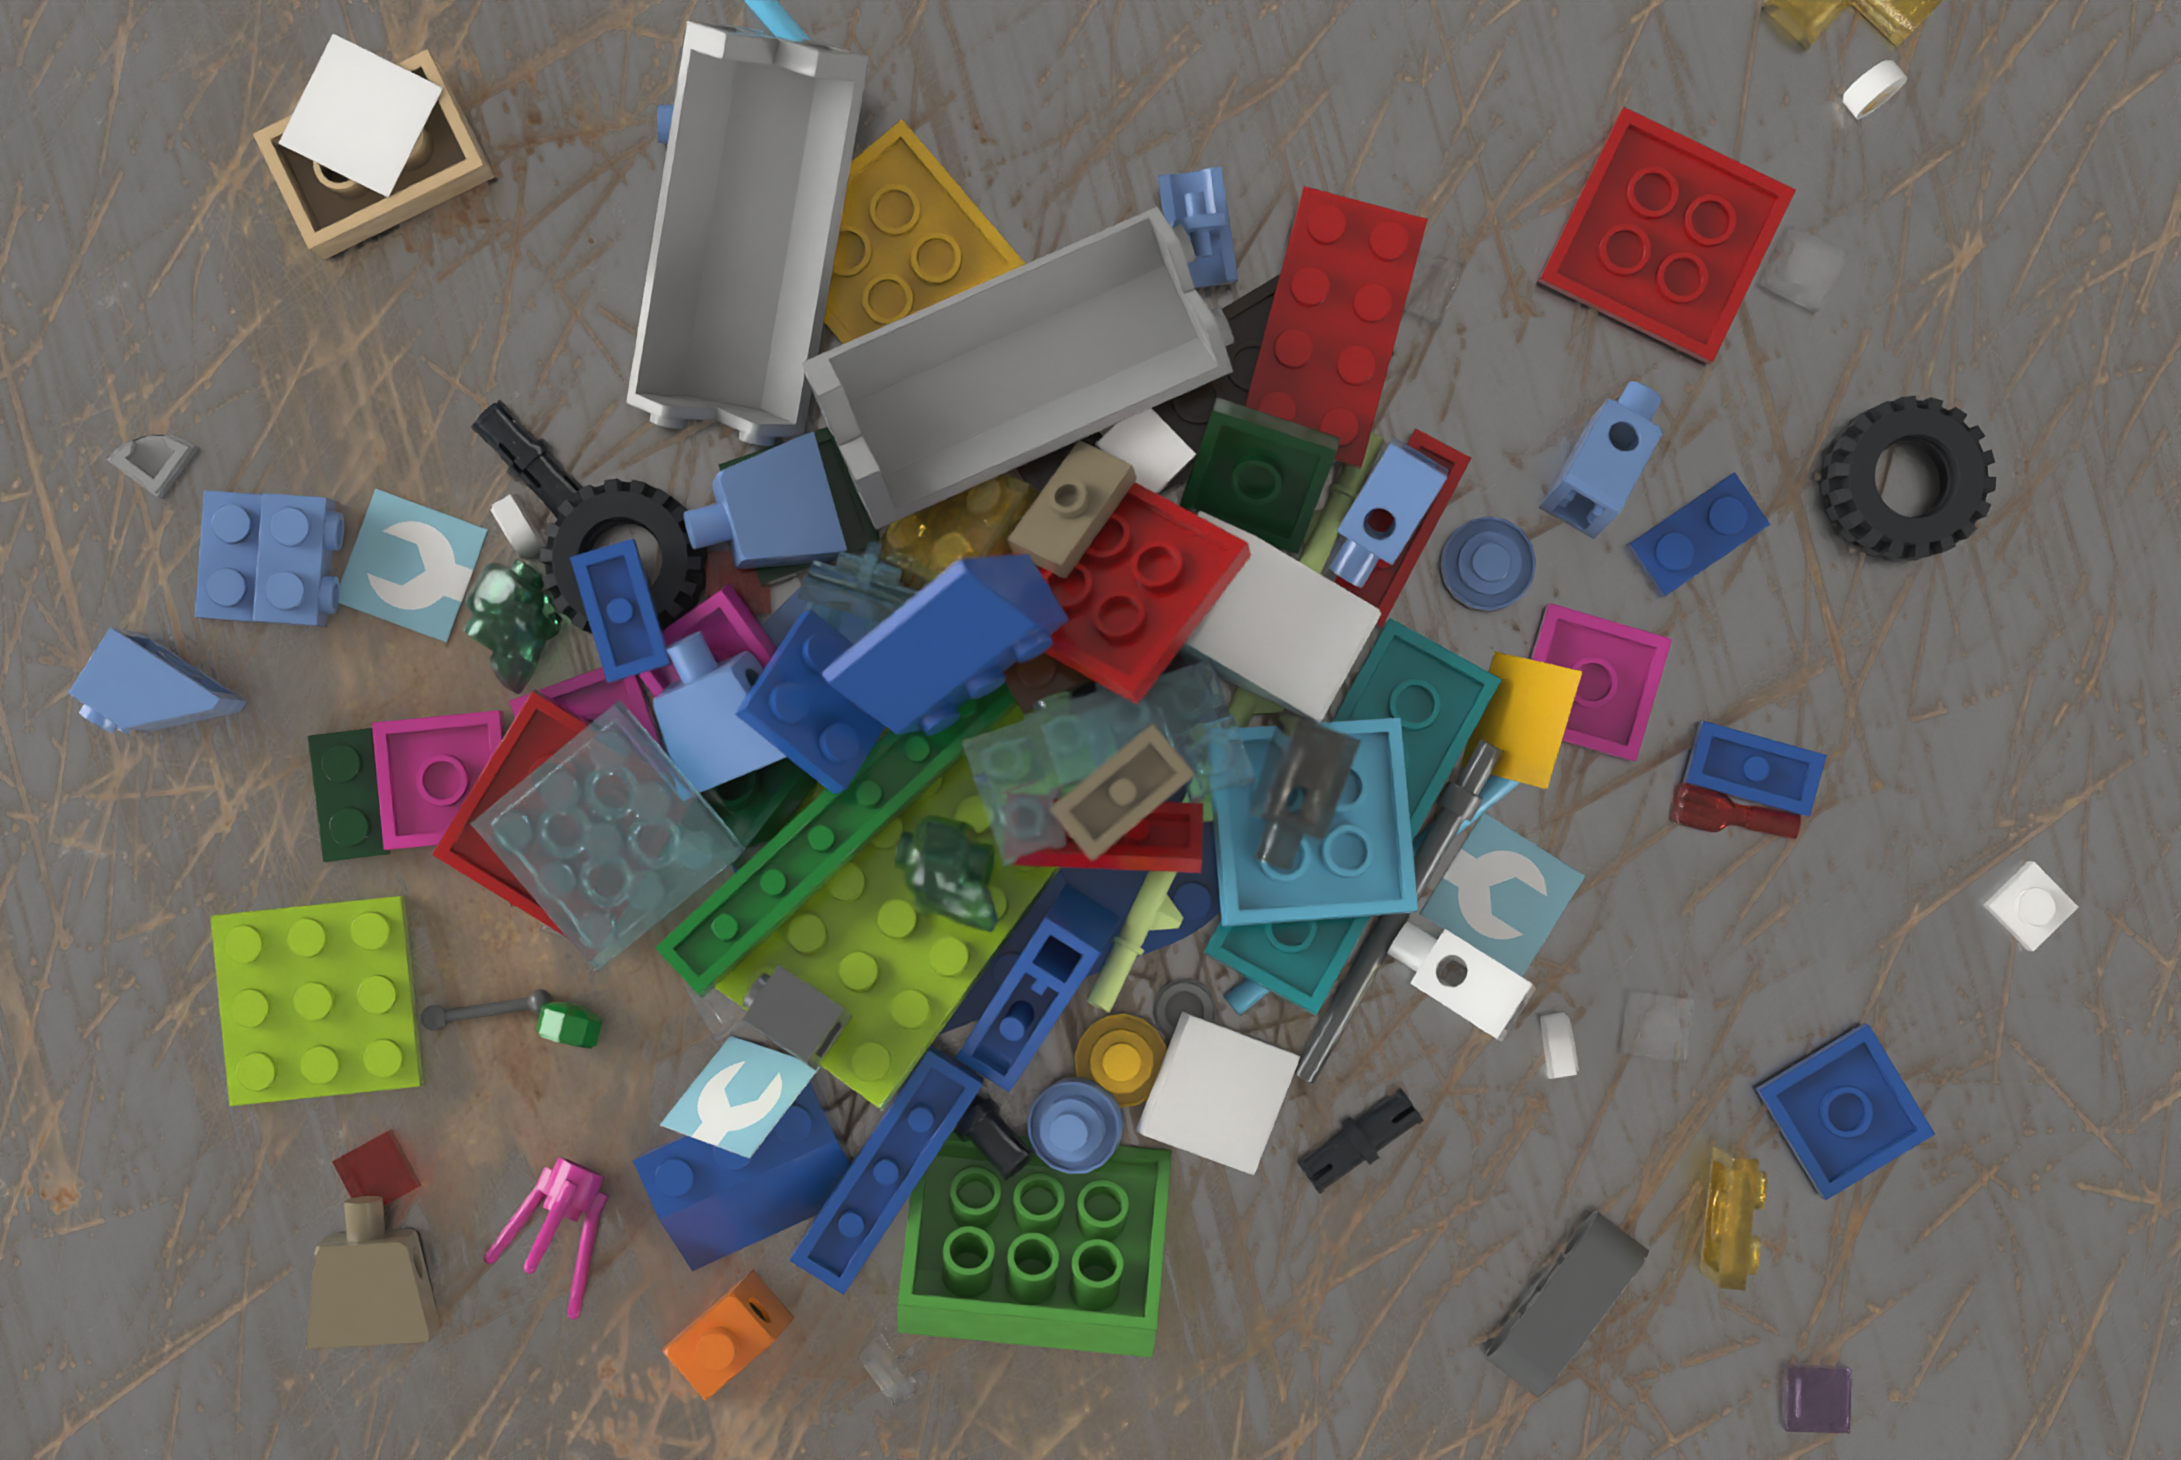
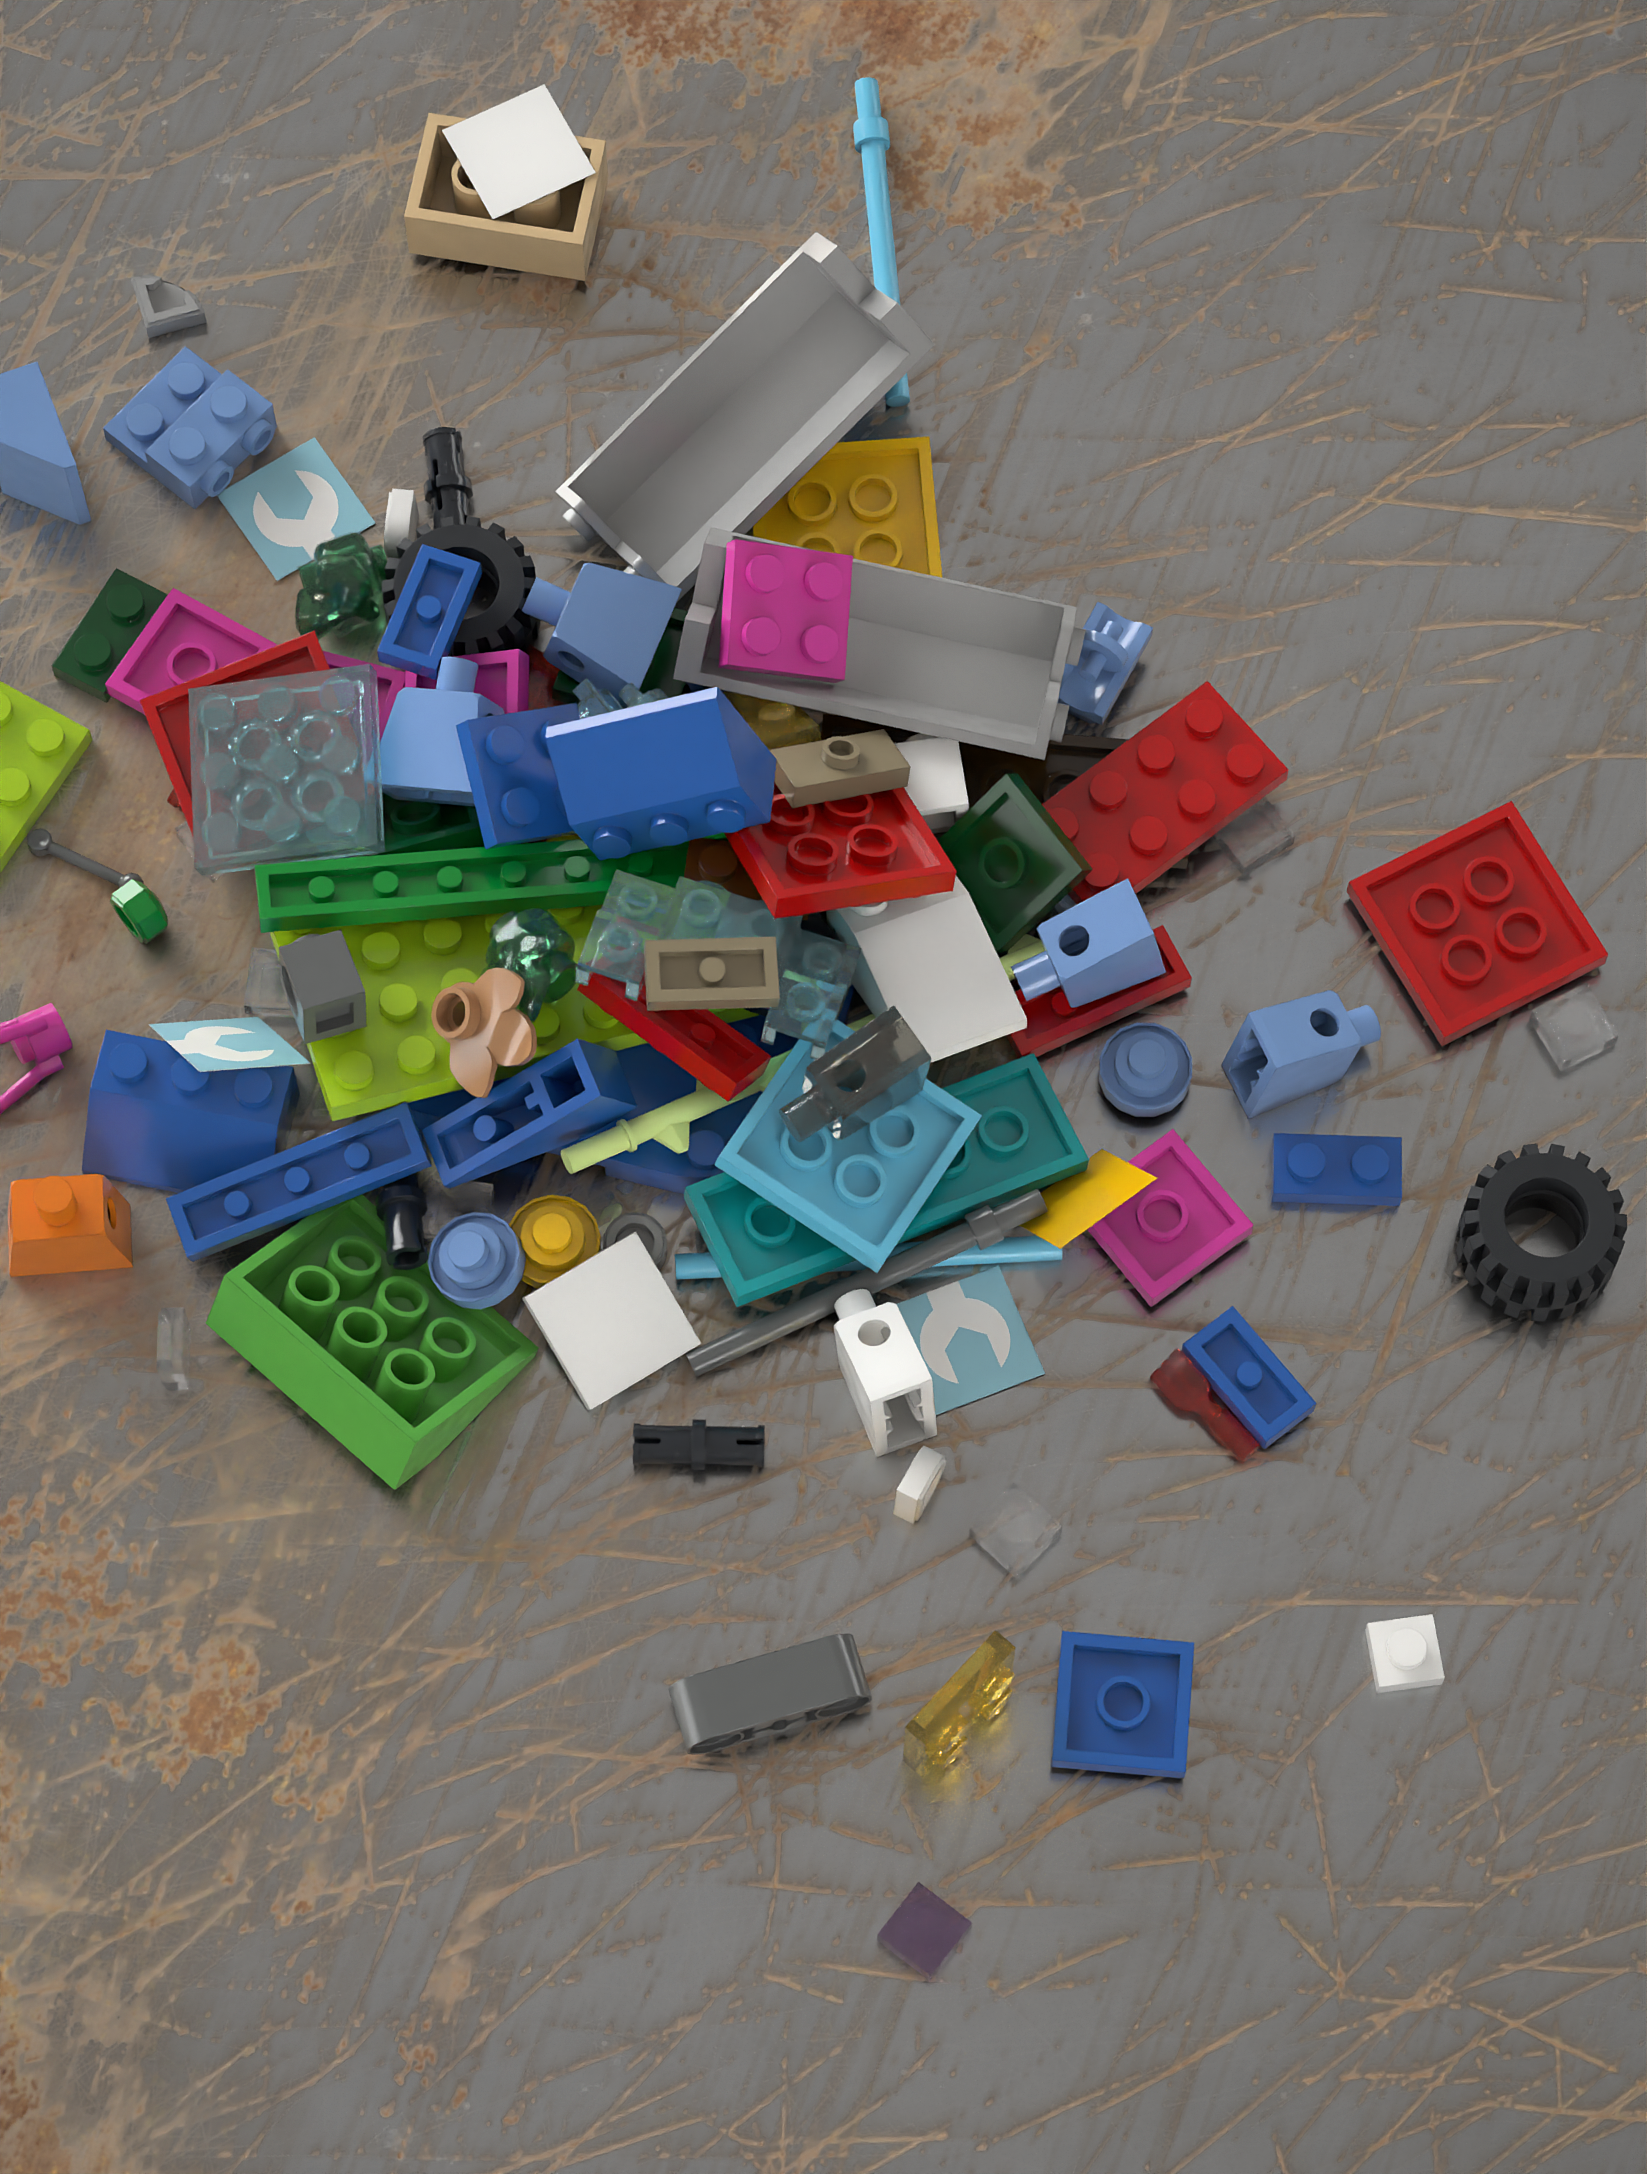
camera: 30 degrees right, 20 degrees down
(926, 401) = (785, 611): none -> dark pink plate
(958, 959) = (484, 1028): none -> medium nougat plate

